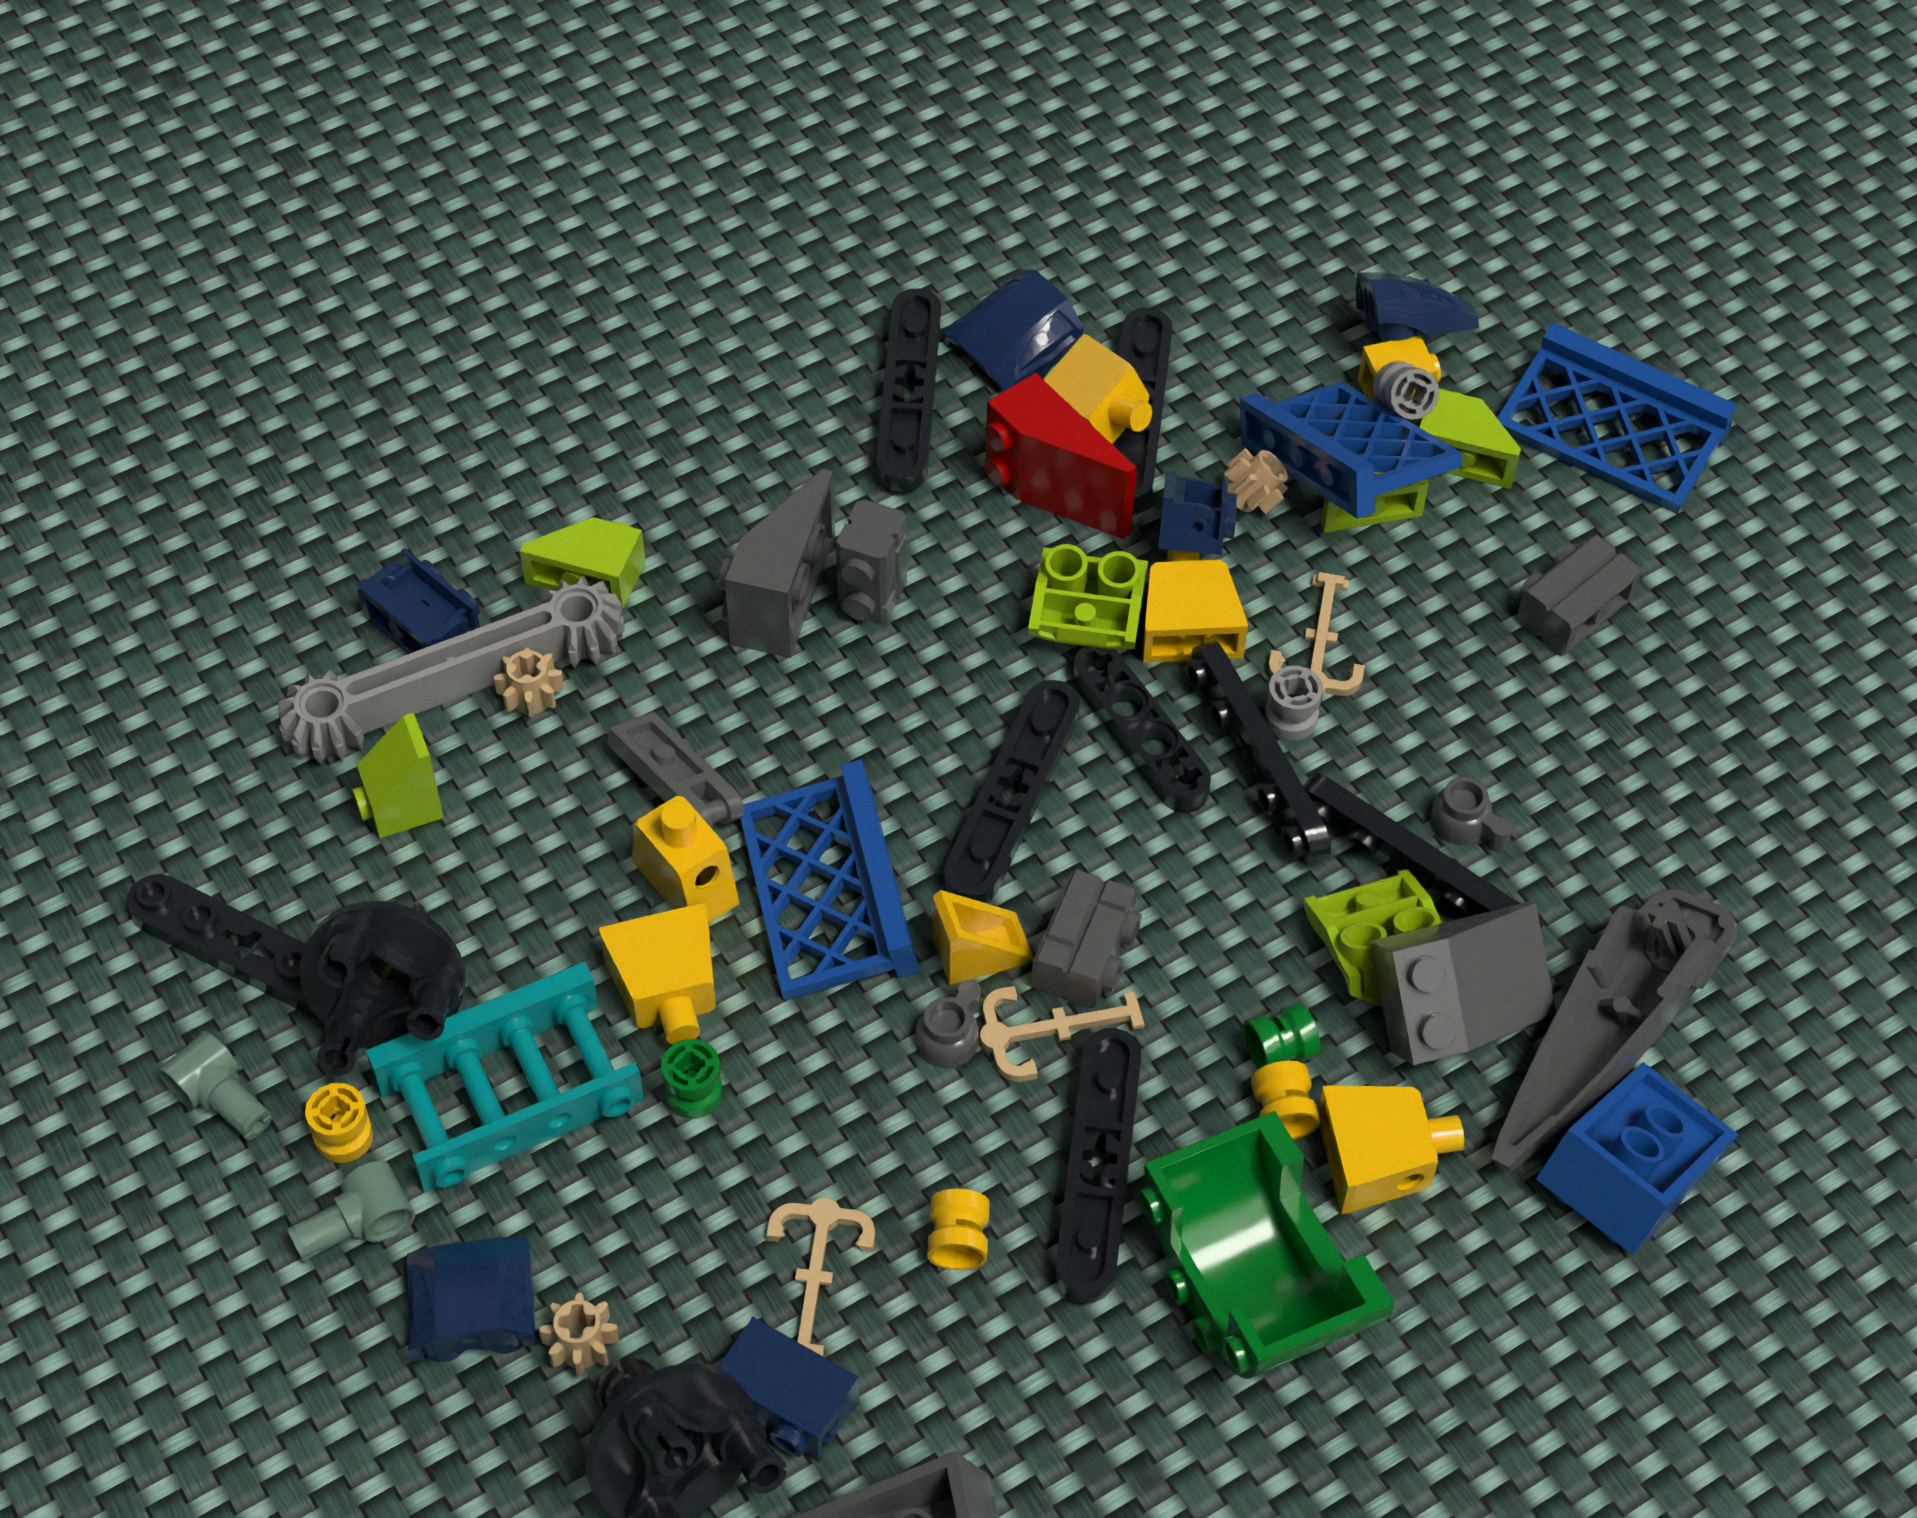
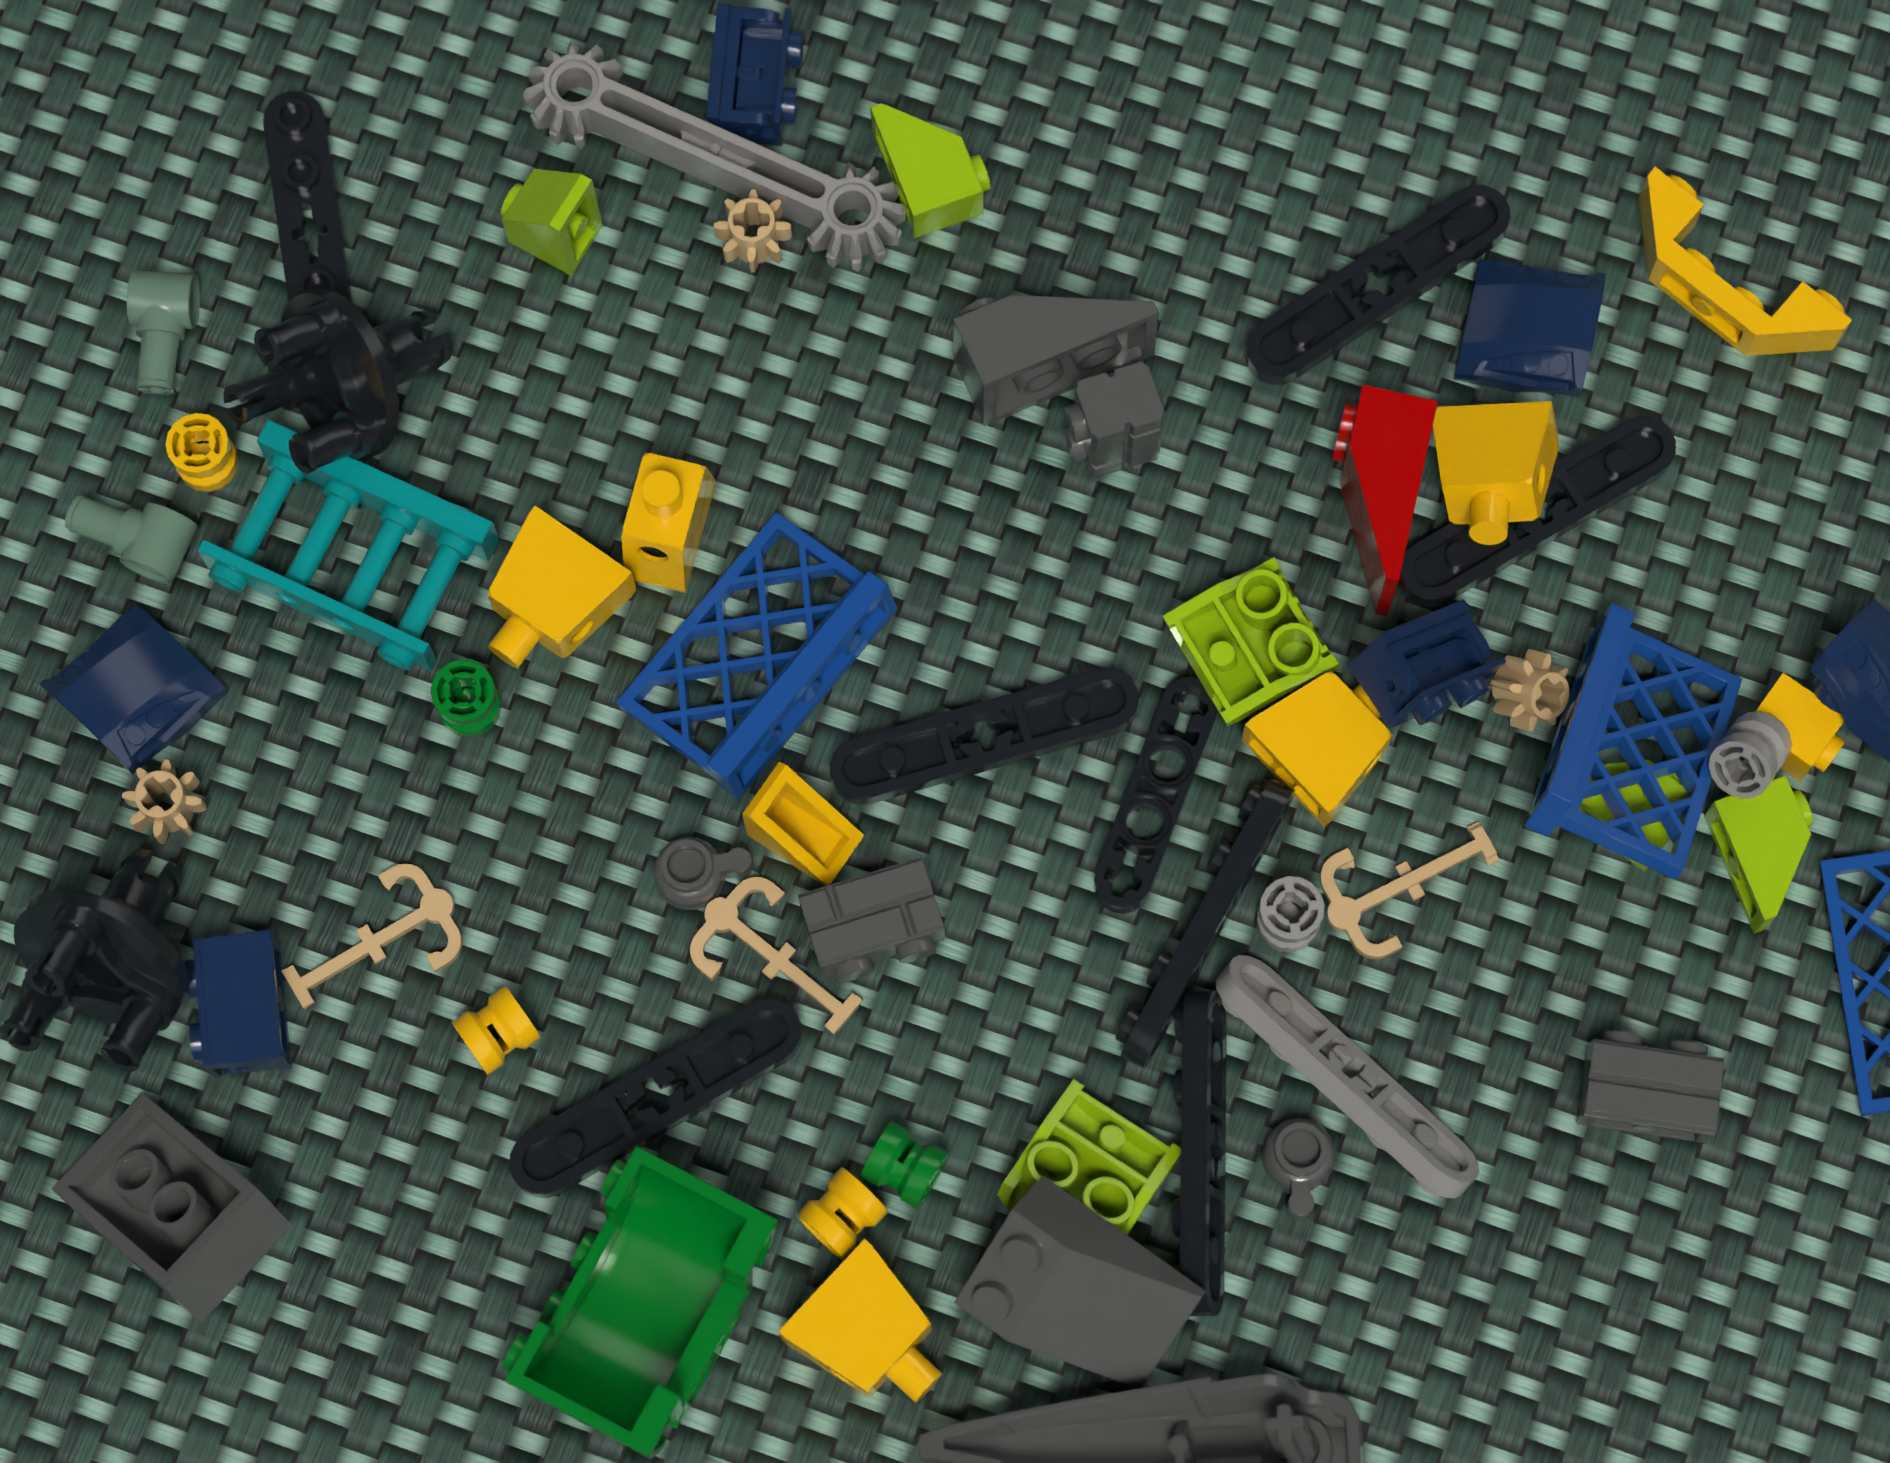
camera: 55 degrees right, 20 degrees up
(674, 768) = (759, 431): dark grey plate -> none
(1058, 242) = (1803, 323): none -> yellow slope
(1480, 742) = (1366, 1095): none -> light grey piece

